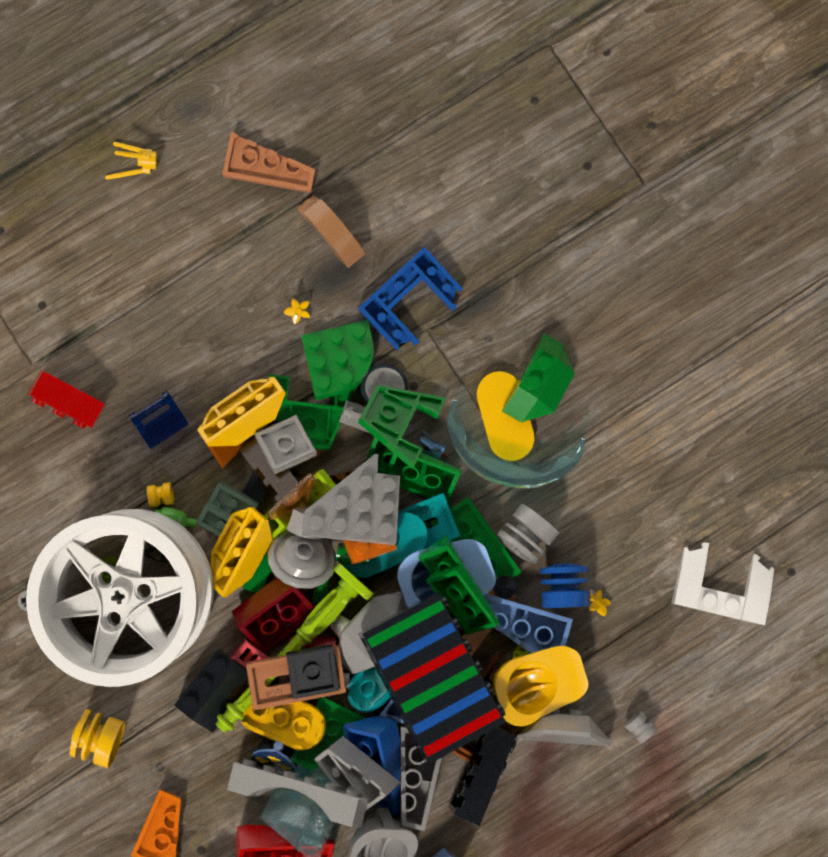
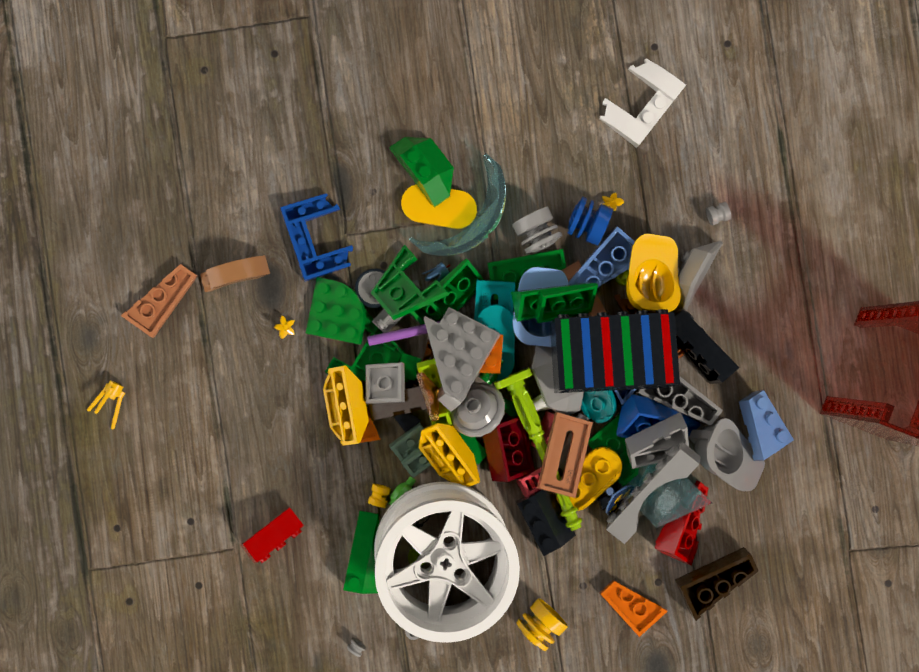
camera: 65 degrees left, 5 degrees up
(70, 509) = (361, 565): none -> green wedge
(162, 426) = (327, 470): clear blue plate -> none
(312, 671) = (566, 440): black tile -> none
(316, 463) = (410, 366): none -> green brick
(344, 434) = (397, 335): none -> medium lavender piece
(504, 586) = (568, 266): black piece -> none

